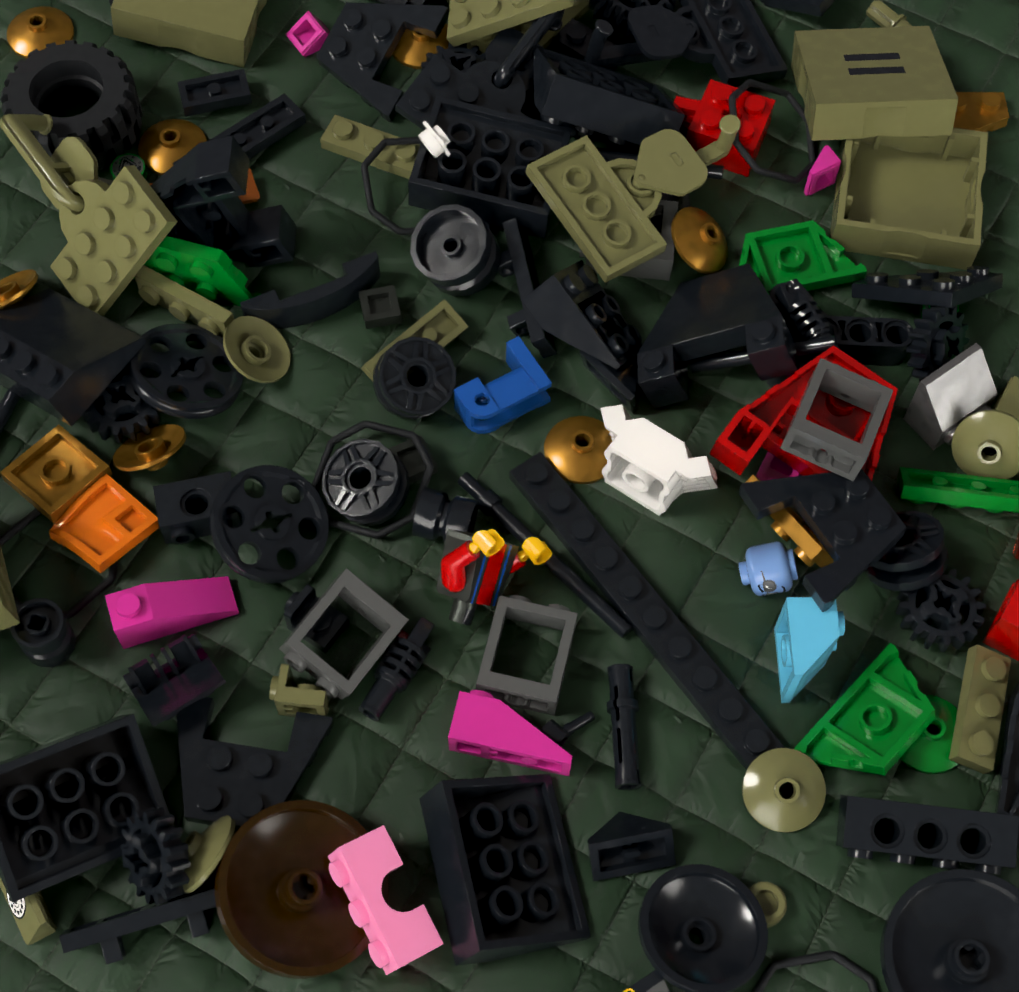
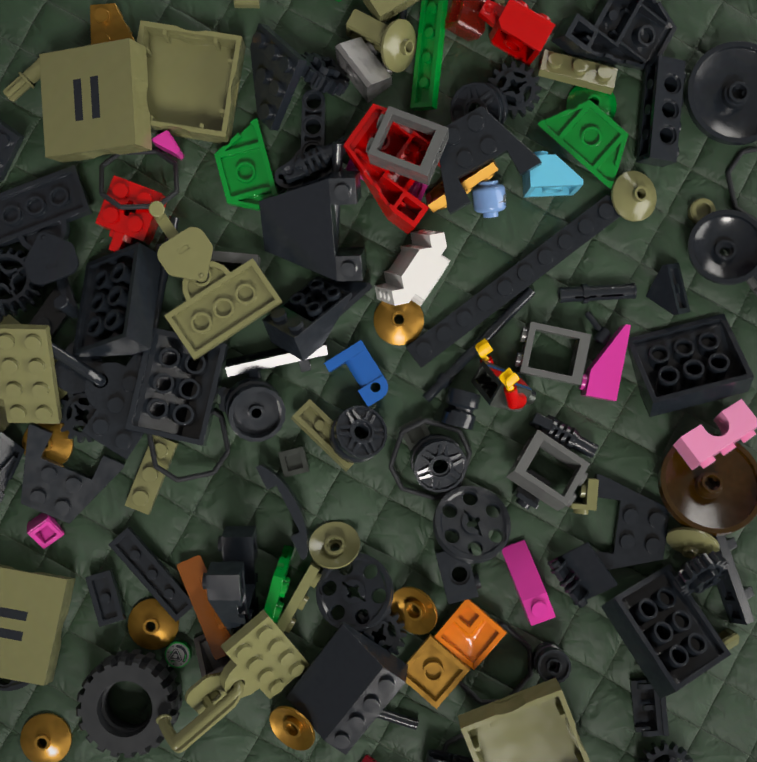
camera: 90 degrees left, 25 degrees up
(434, 140) = (172, 427): white plate -> none
(699, 240) = (234, 236): pearl gold dish -> none

